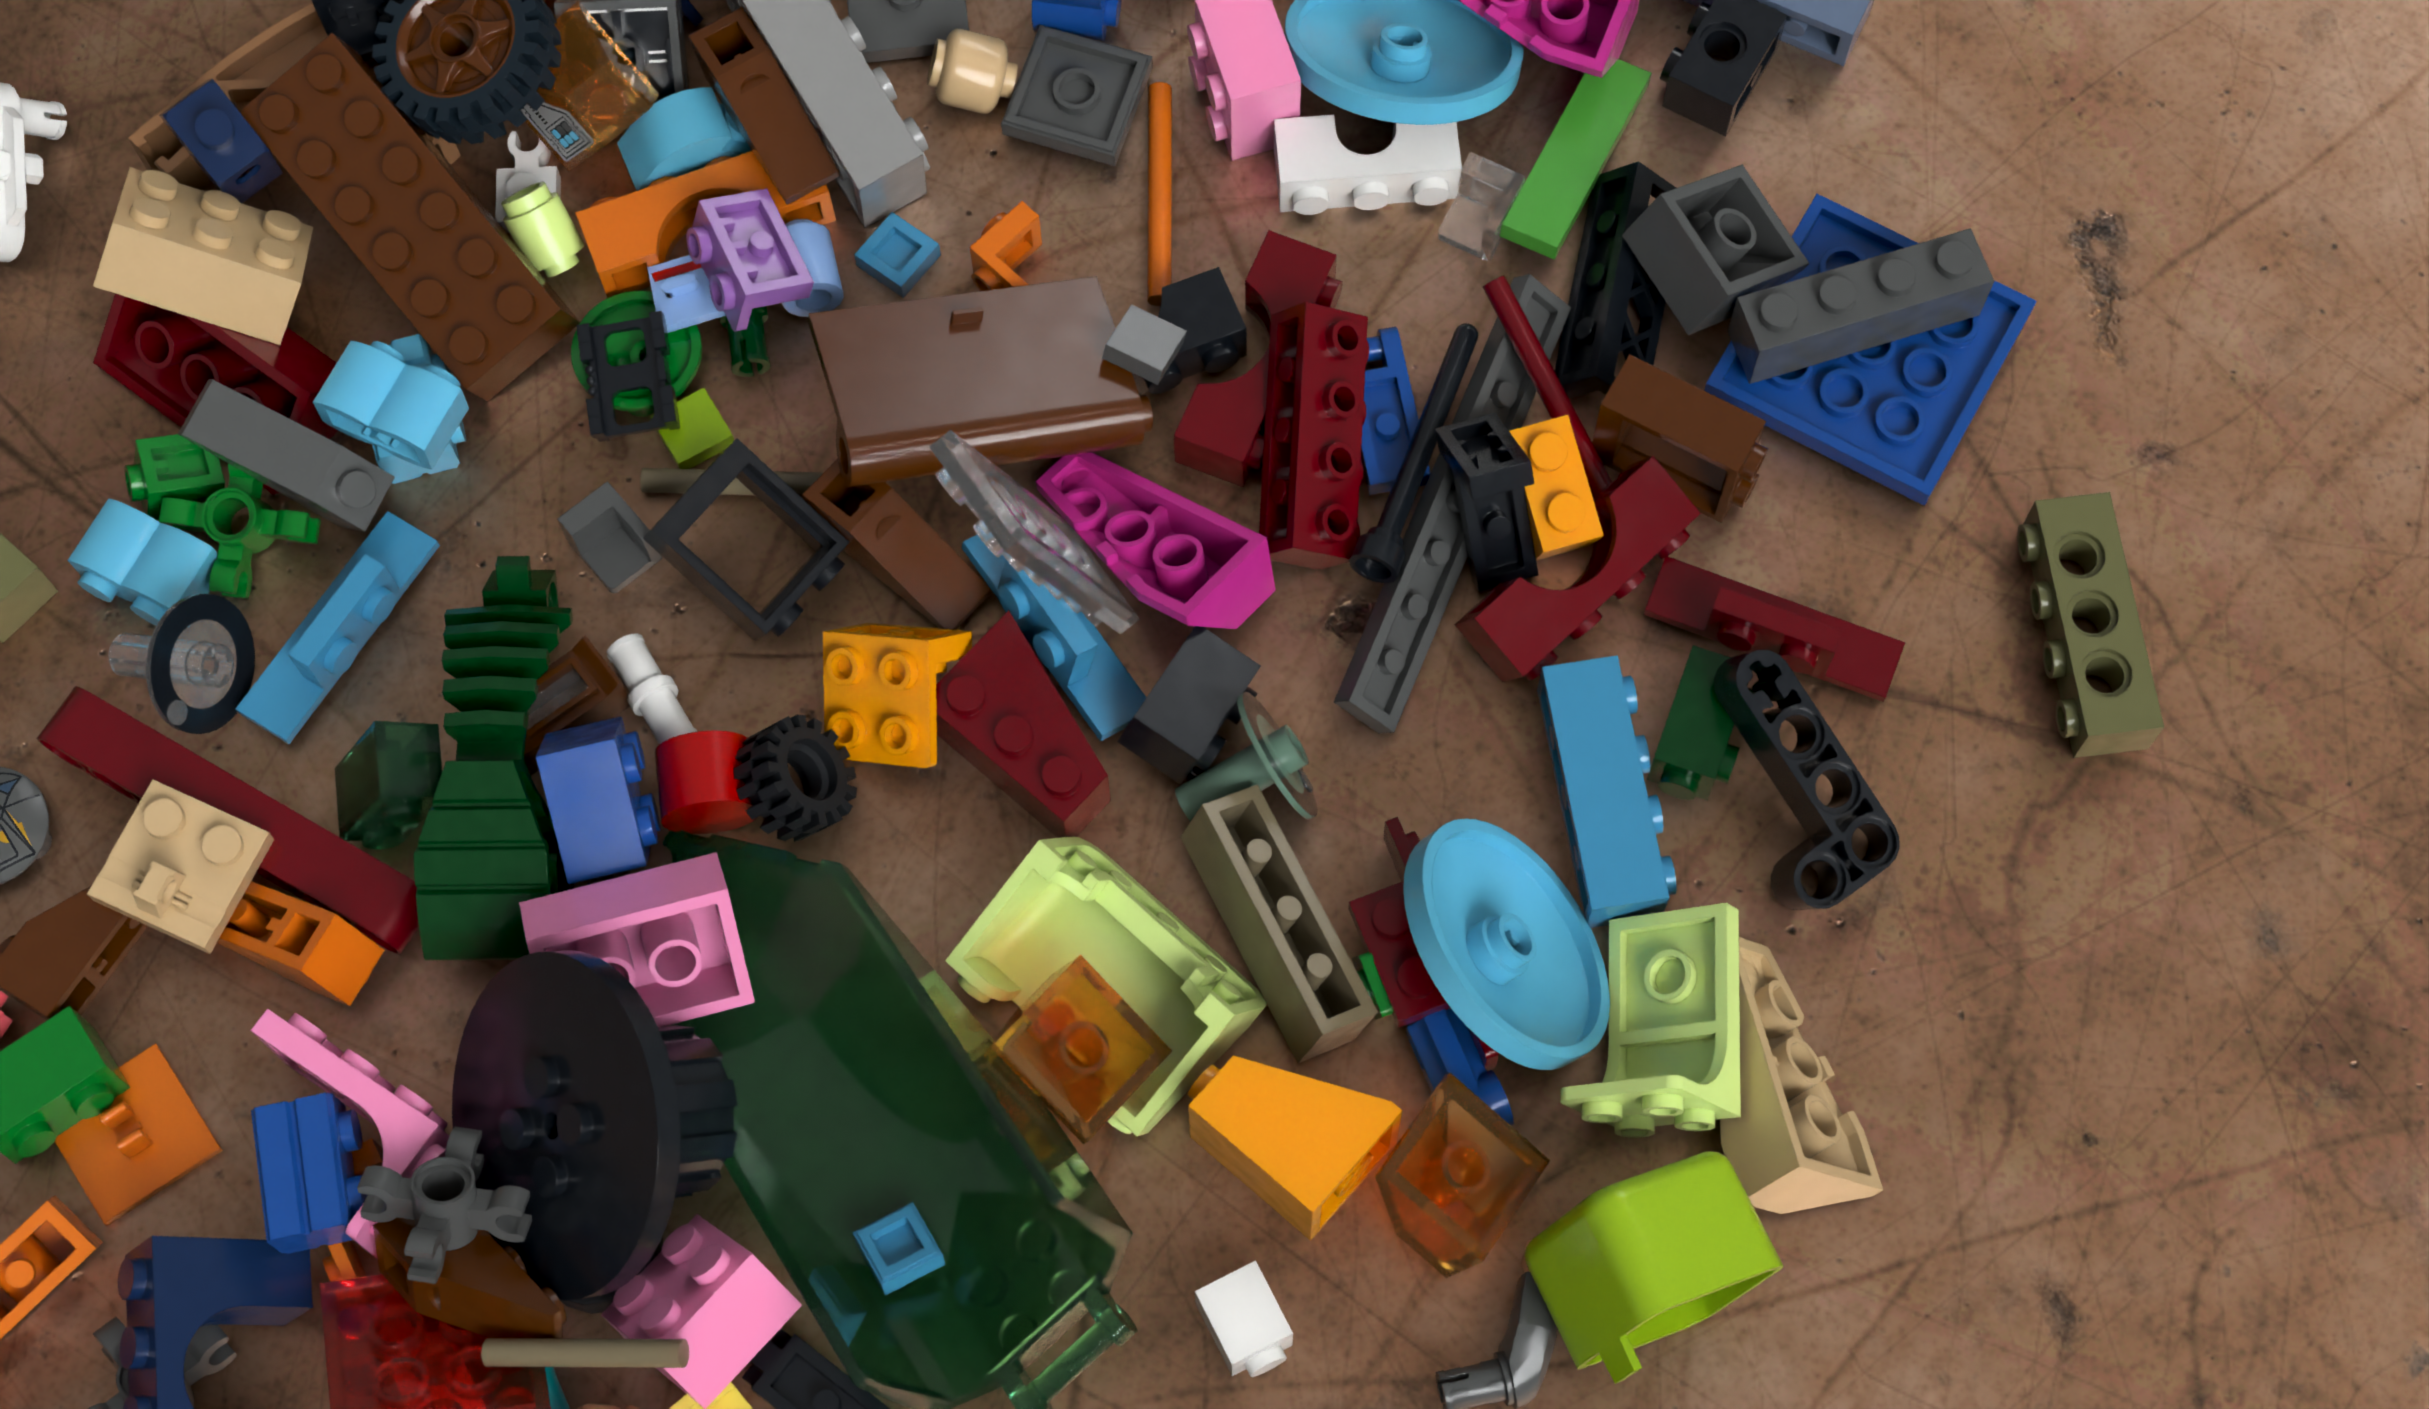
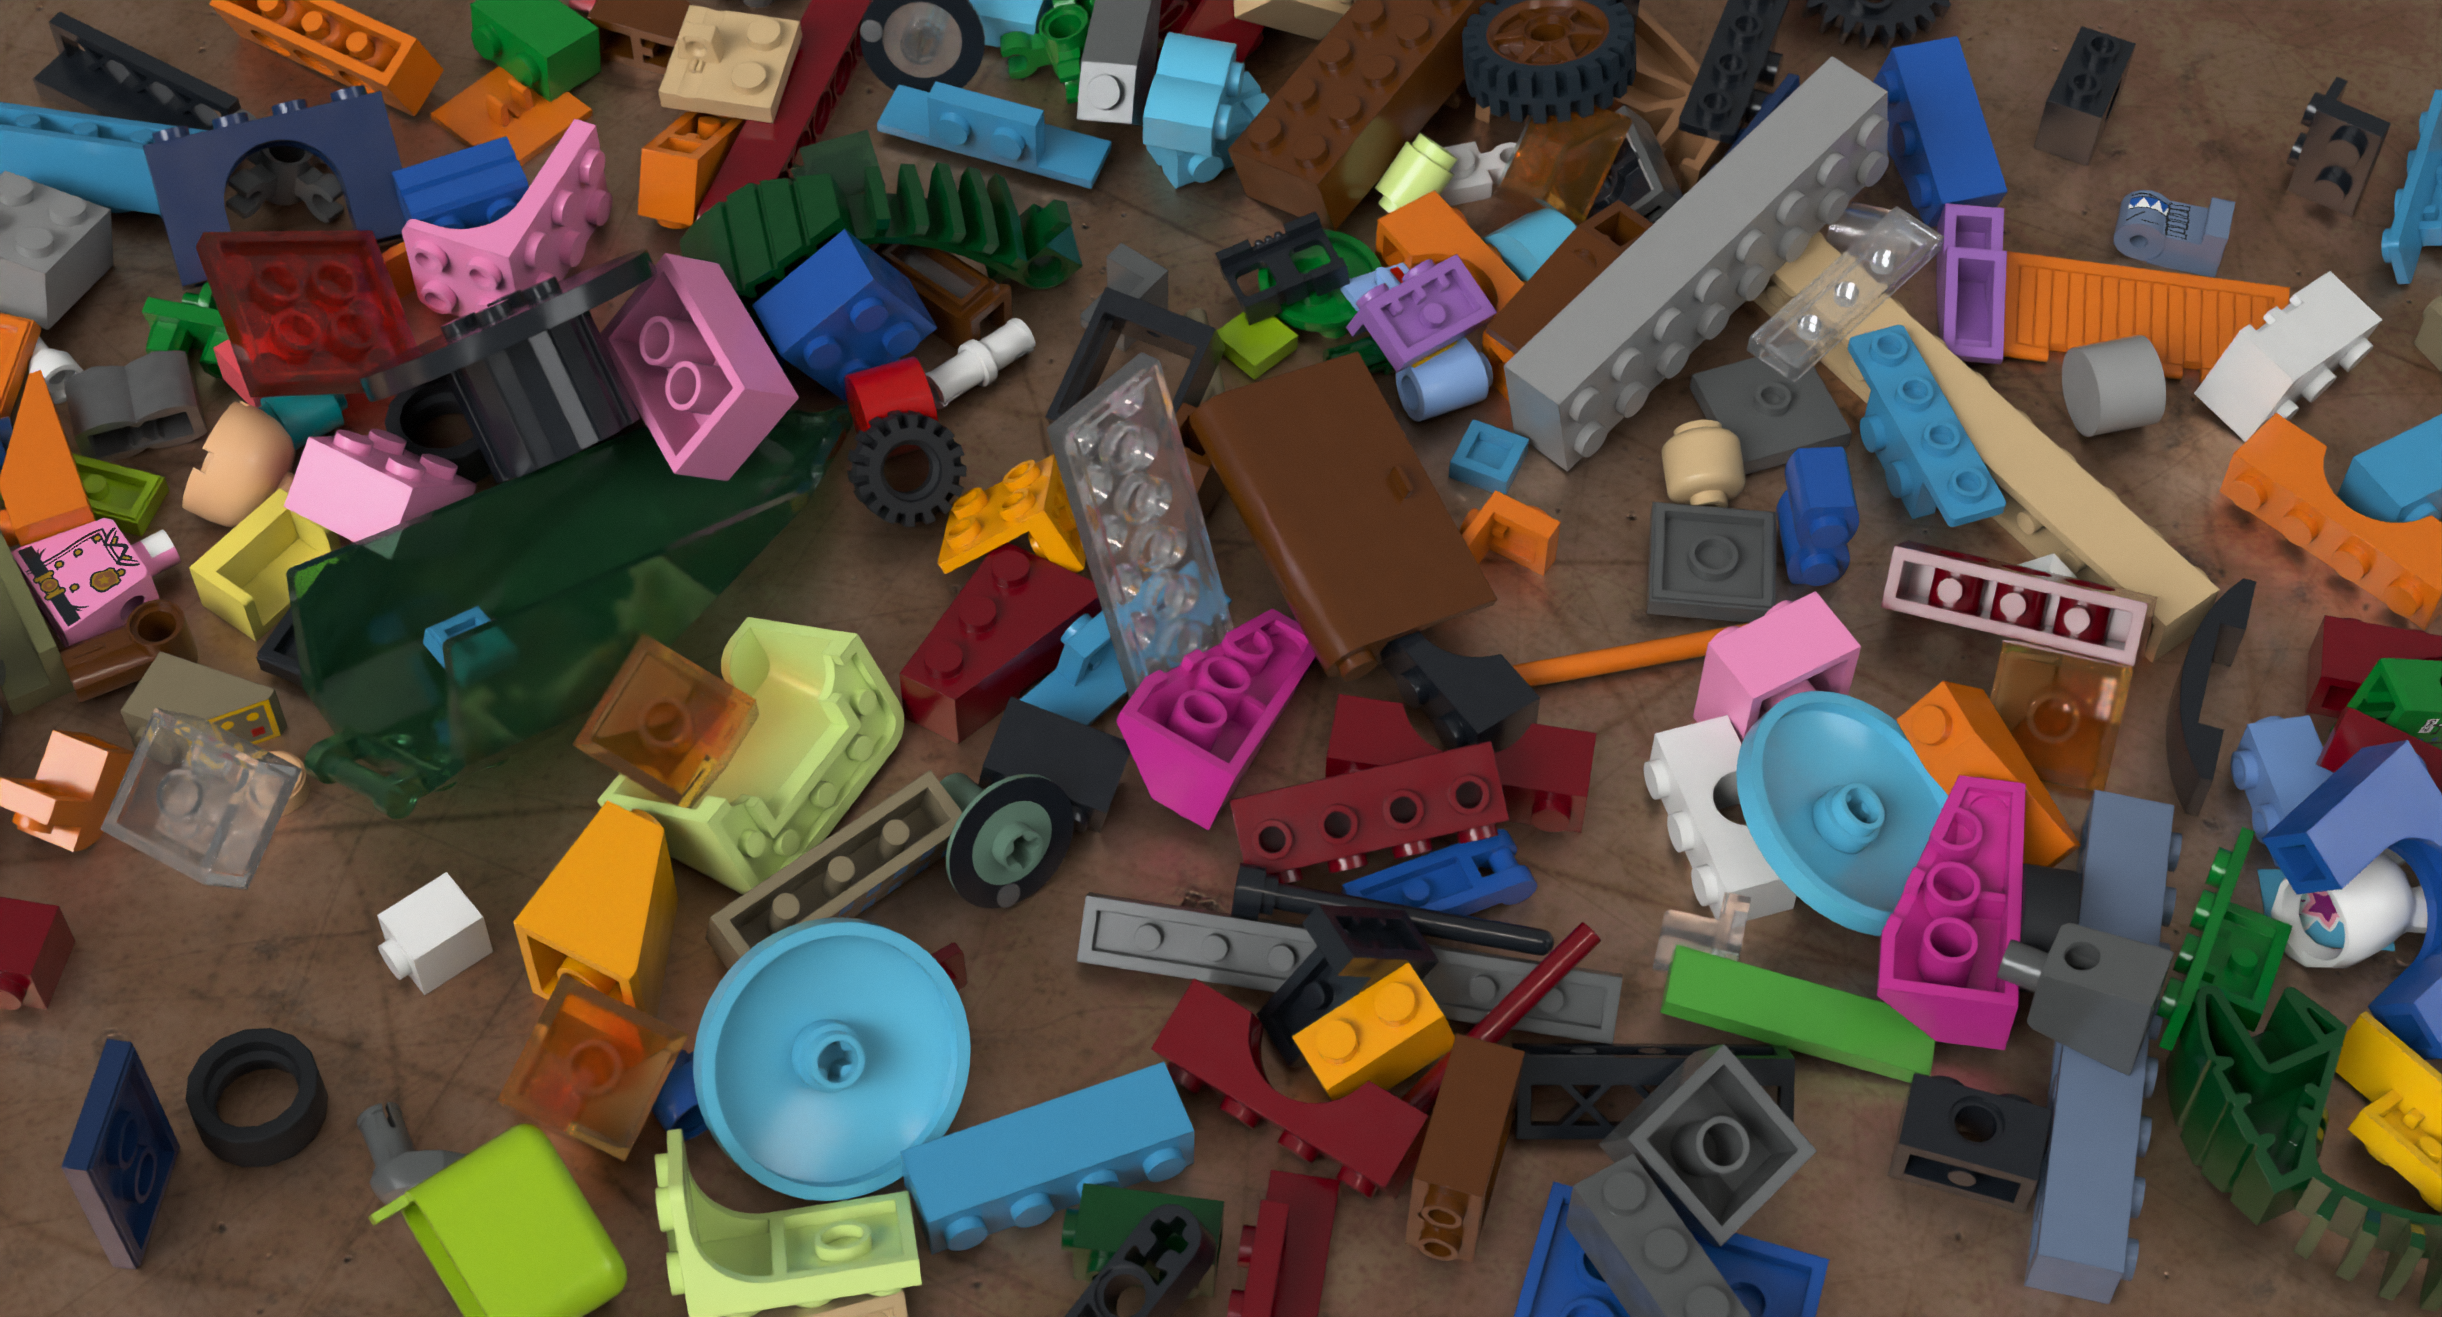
camera: 75 degrees right, 15 degrees down
(444, 1204) = (429, 267): dark grey pin -> none
(478, 1288) = (392, 304): reddish brown slope -> none
(585, 1352) = (308, 391): dark tan bar -> none
(1144, 344) = (1422, 639): tile -> none

